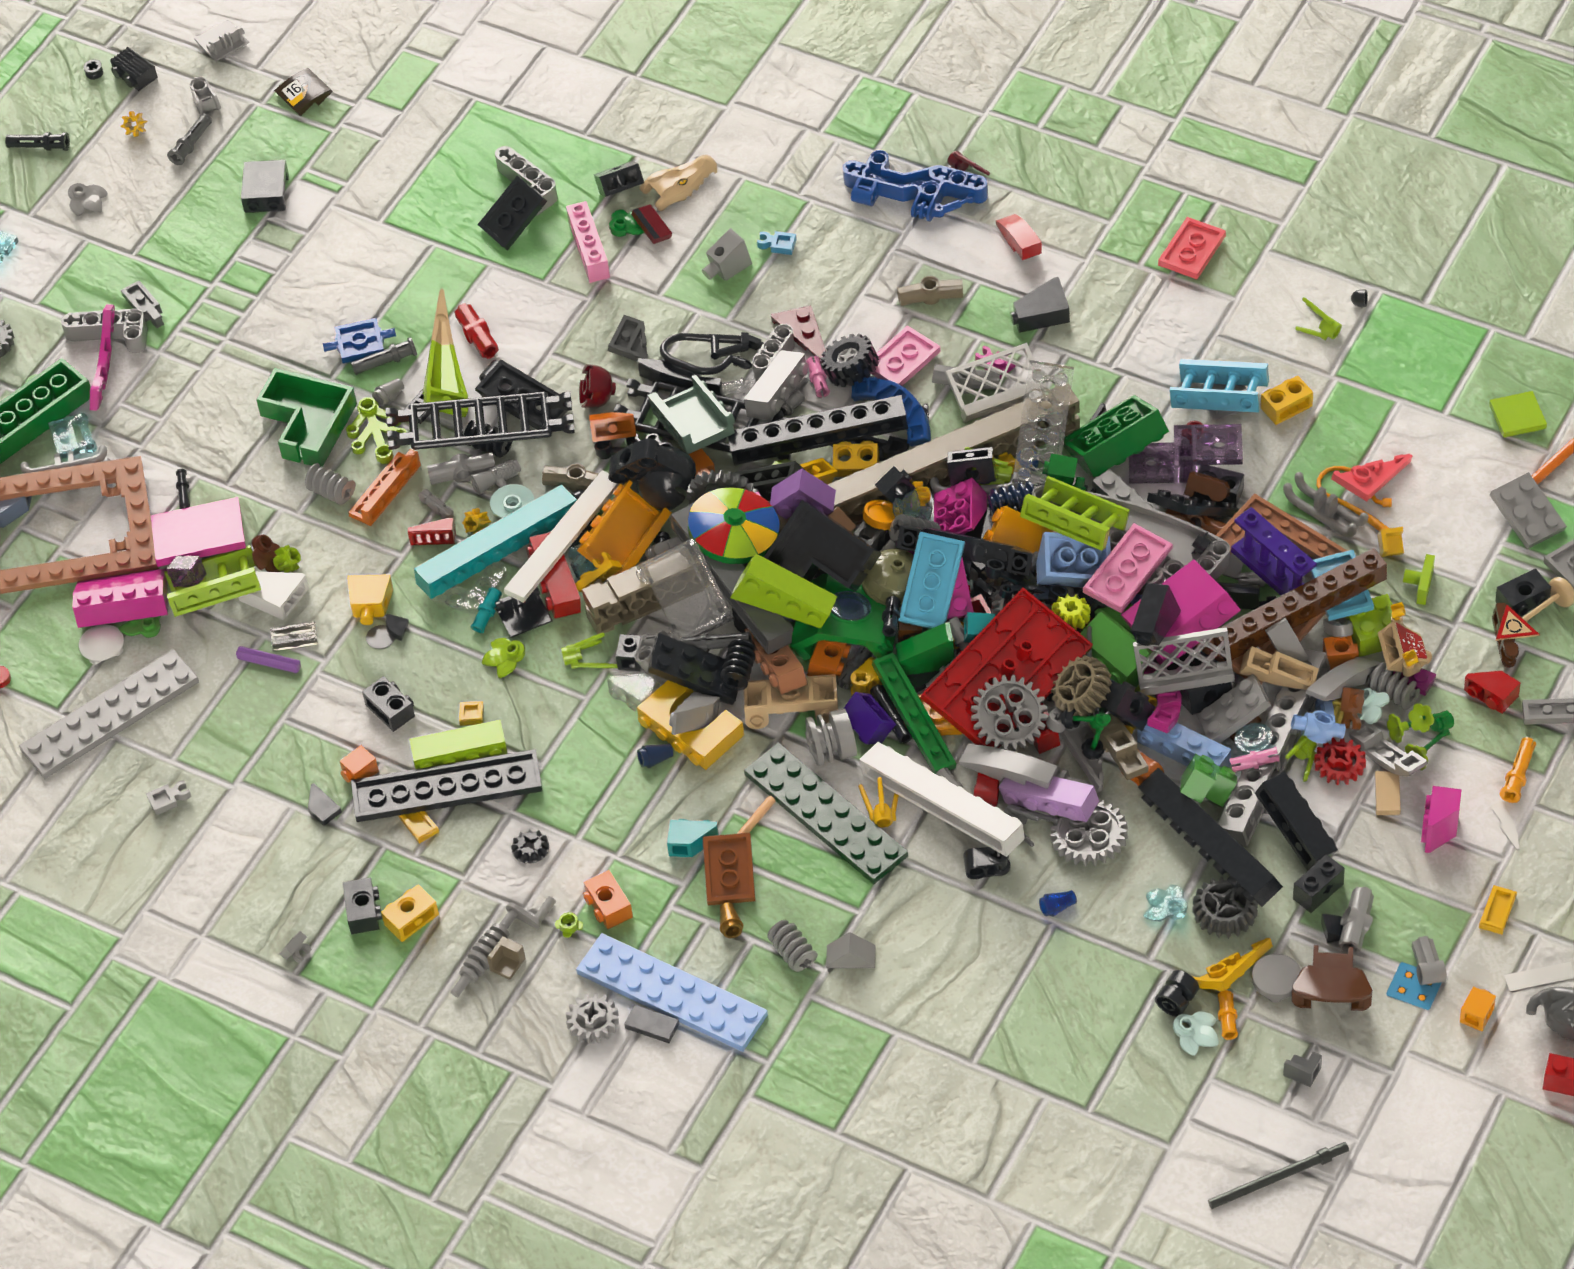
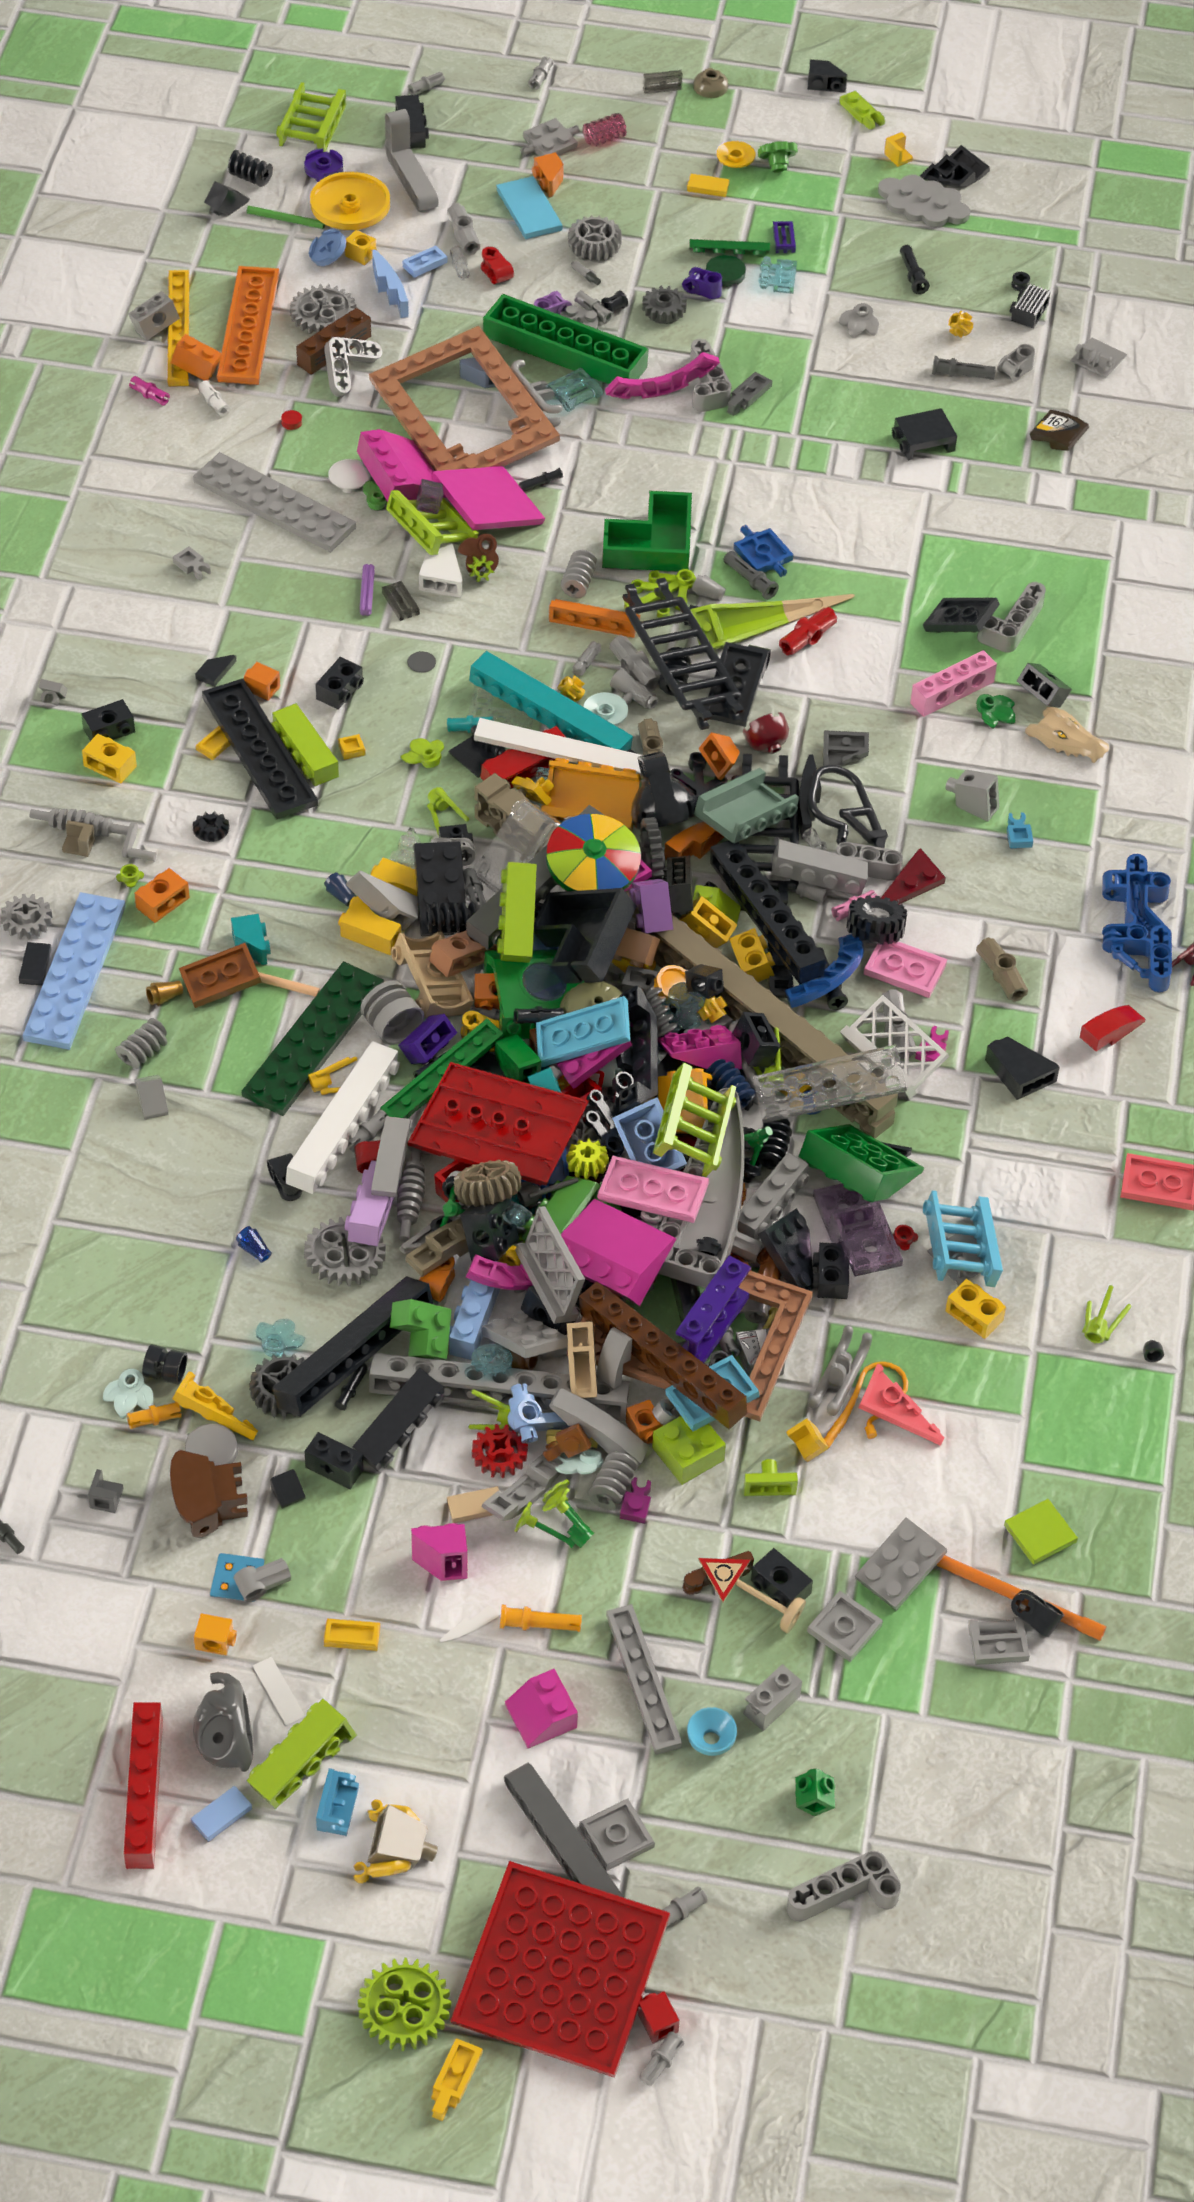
camera: 65 degrees right, 0 degrees up
(369, 596) = (457, 637): torso -> none
(396, 626) = (433, 667): black tile -> none
(433, 533) = (551, 666): red slope -> none
(651, 224) = (1000, 727): dark red tile -> none
(989, 720) = (444, 1135): light grey gear -> none
(1024, 814) = (346, 1189): dark grey plant -> none
(1061, 468) = (772, 1110): green brick -> none
(1155, 614) = (575, 1212): black slope -> none
(1204, 484) = (813, 1251): reddish brown leg -> none
(1254, 759) = (462, 1364): bright pink pin -> none
(1356, 920) = (295, 1502): light grey piece -> none
(1401, 646) = (651, 1470): torso -> none
(1493, 688) = (639, 1577): red slope -> none

